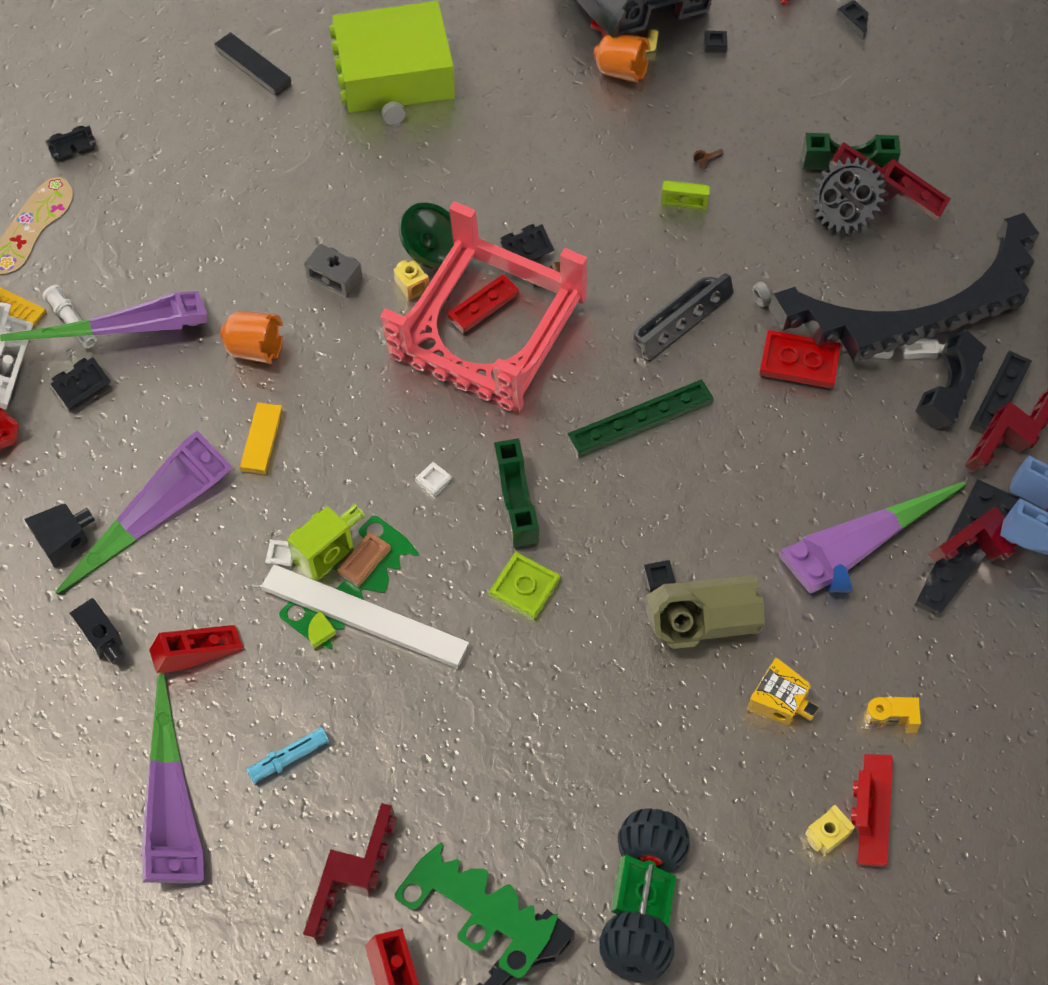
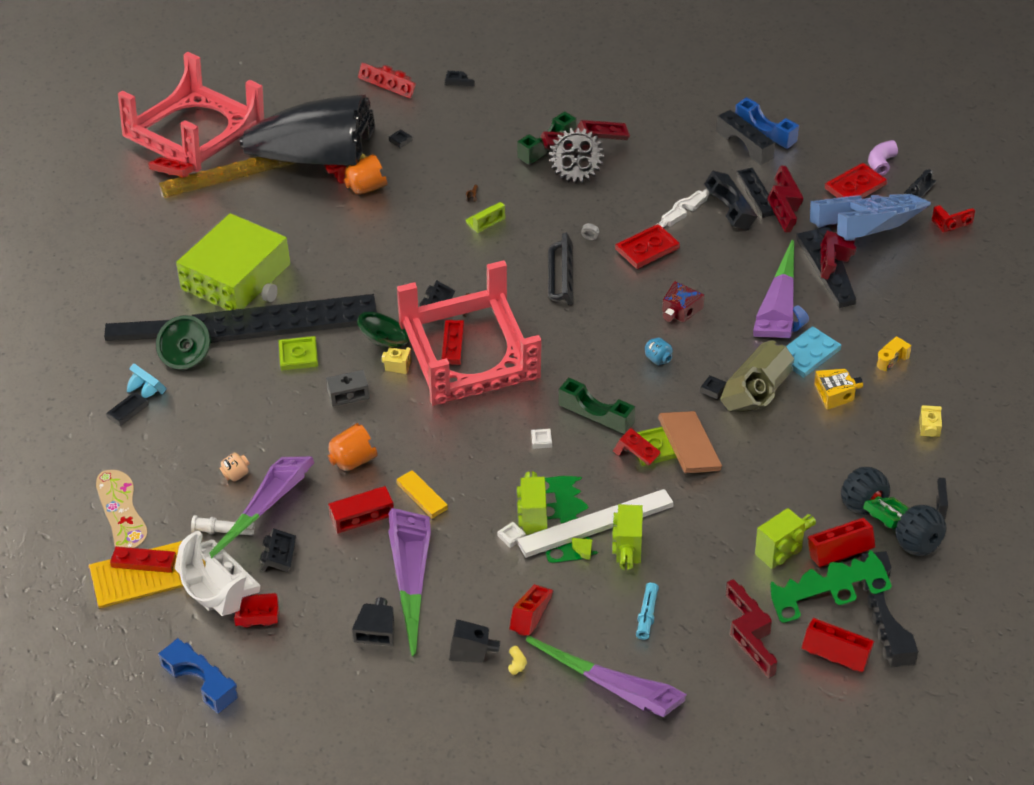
camera: 45 degrees left, 15 degrees down
(60, 144) = (89, 440): black hinge -> none
(120, 691) = (519, 661): none -> light yellow arm
(147, 132) = (127, 408): none -> black tile
(147, 266) = (234, 467): none -> light nougat head
(190, 405) = (360, 509): none -> red brick
(191, 117) = (140, 377): none -> medium azure tile
(255, 103) = (174, 338): none -> dark green dish
(344, 197) = (298, 353): none -> lime tile
(359, 661) = (628, 535): none -> lime brick
(363, 559) = (558, 500): nougat tile -> none
(374, 149) = (286, 318): none -> black plate
(496, 575) = (637, 445): none -> red bracket
(497, 809) = (781, 537): none -> lime brick
(548, 873) = (841, 542): none -> red brick
(557, 615) = (690, 442): none -> nougat tile
(639, 418) = (605, 332): dark green tile -> none
(654, 487) = (658, 351): none -> dark azure head
(720, 929) = (941, 499): none -> black tile
(748, 453) = (681, 303): none -> dark red torso
(811, 626) = (811, 351): none -> medium azure plate
(873, 809) = (936, 396): red bracket -> none
(875, 332) = (670, 205): black arch -> none

